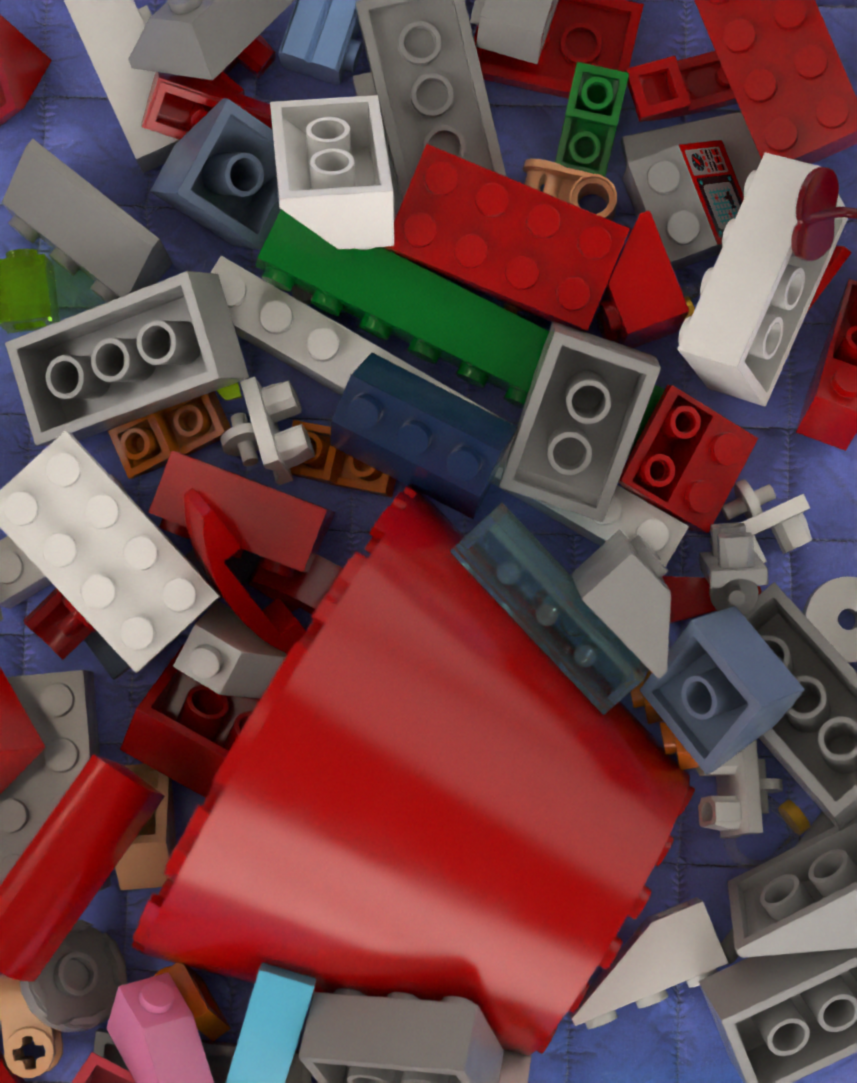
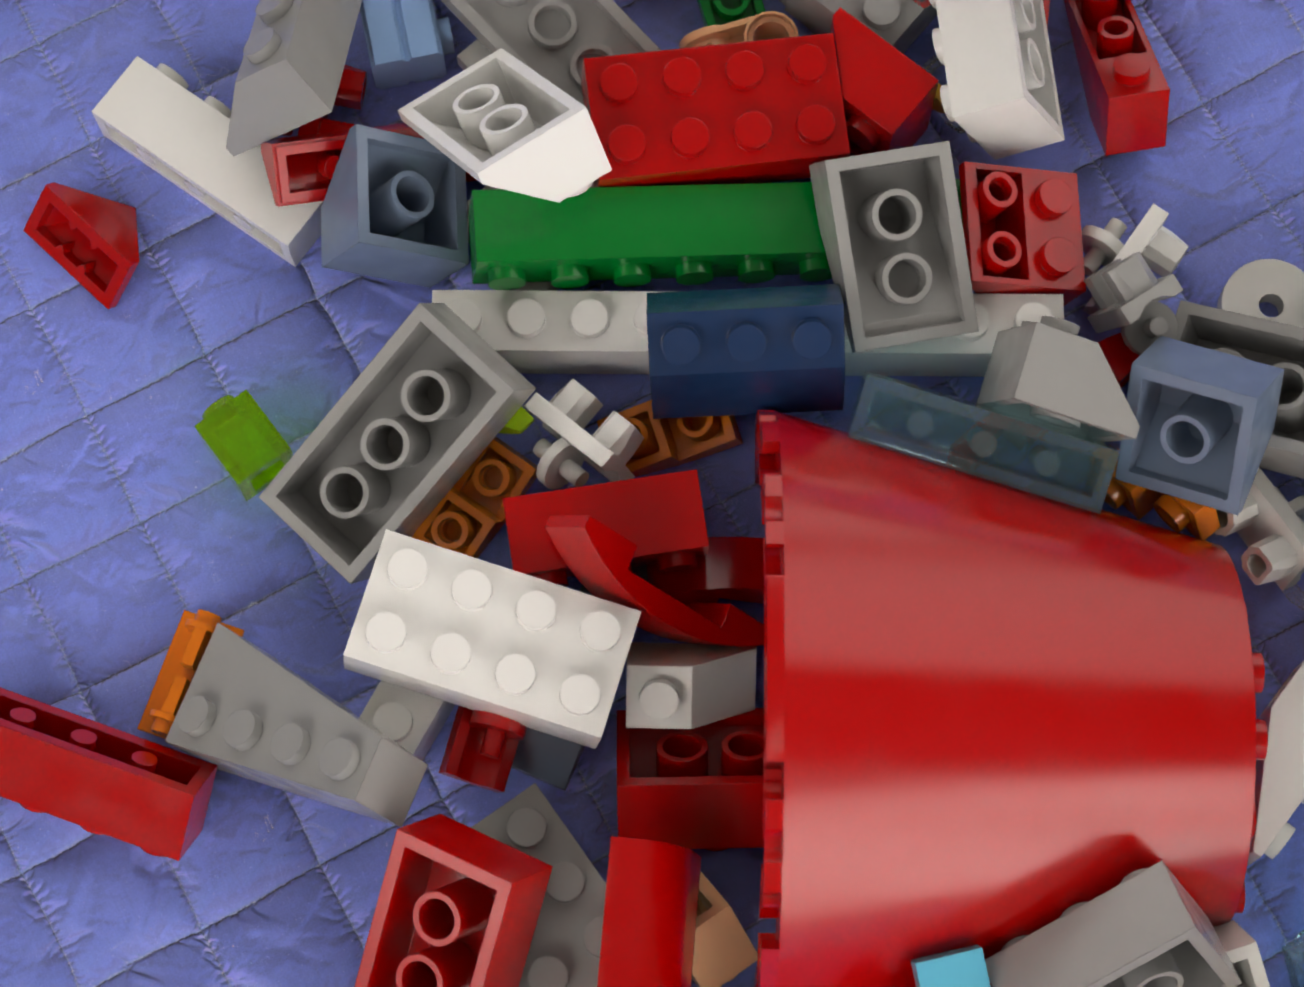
camera: 30 degrees left, 10 degrees down
(82, 226) = (269, 339): light grey slope -> none

